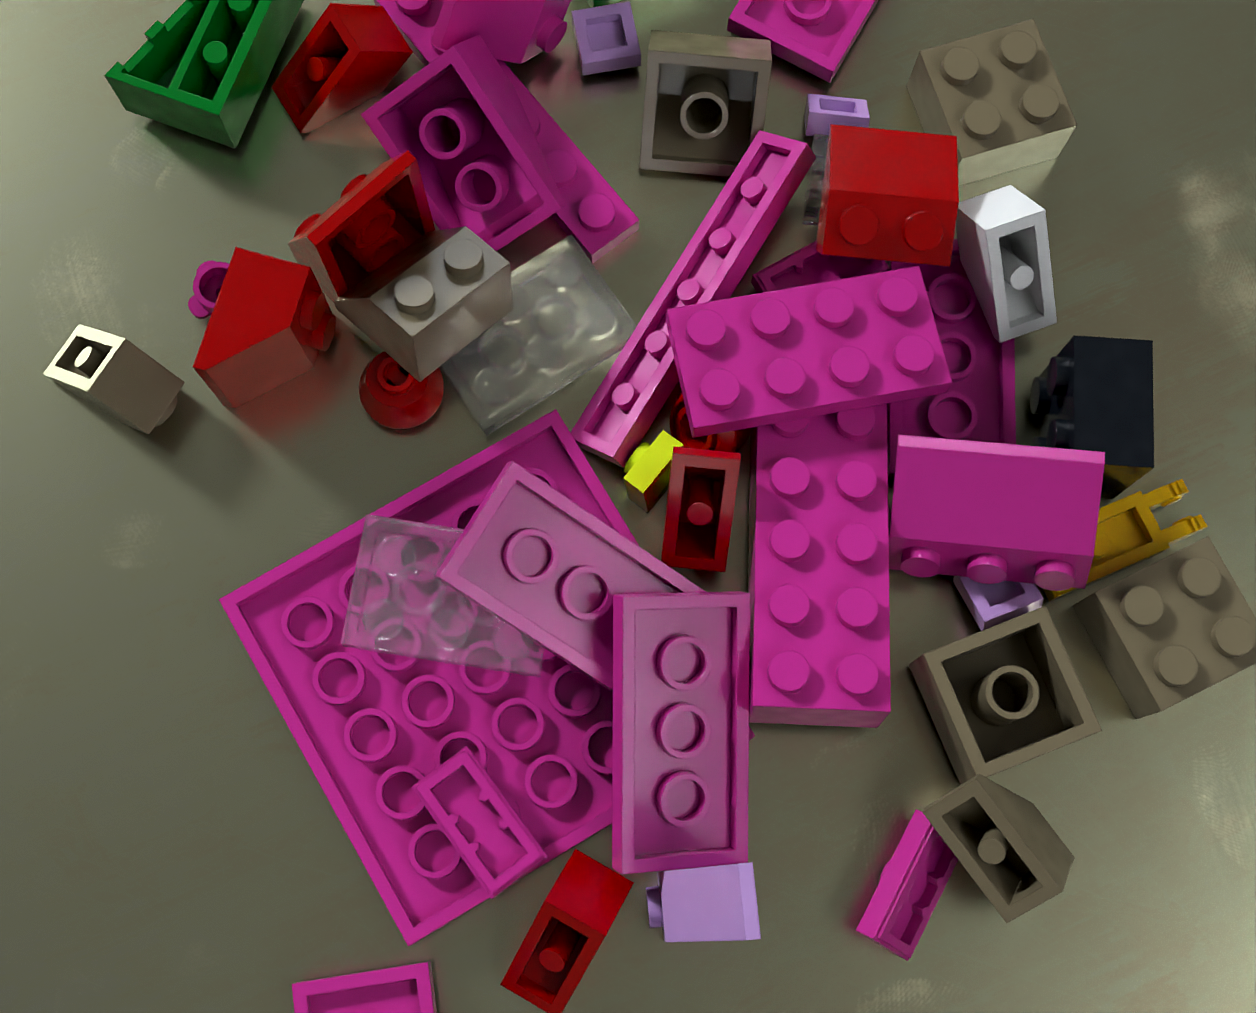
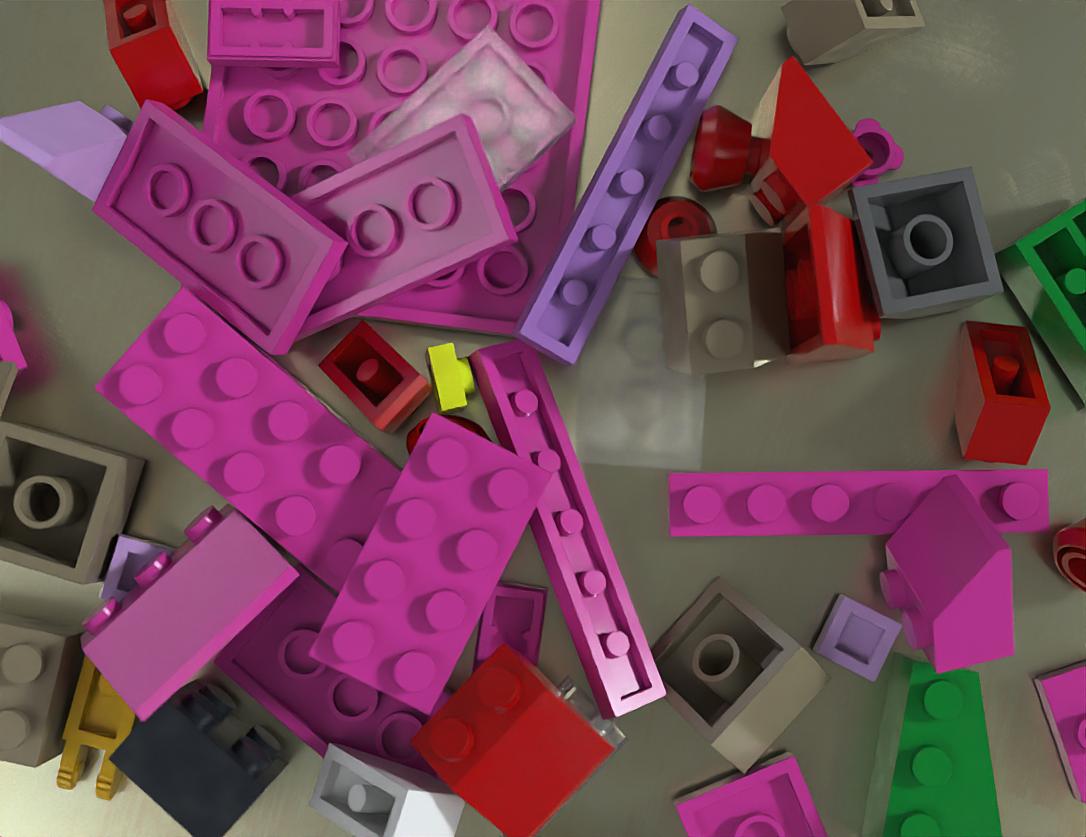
camera: 125 degrees right, 10 degrees up
(265, 181) = (925, 244): none -> dark grey slope
(304, 395) = (723, 150): none -> red cone
(388, 445) = (625, 187): none -> medium lavender plate
(469, 144) = (835, 434): dark pink slope -> none
(827, 110) = (633, 775): lavender plate -> none

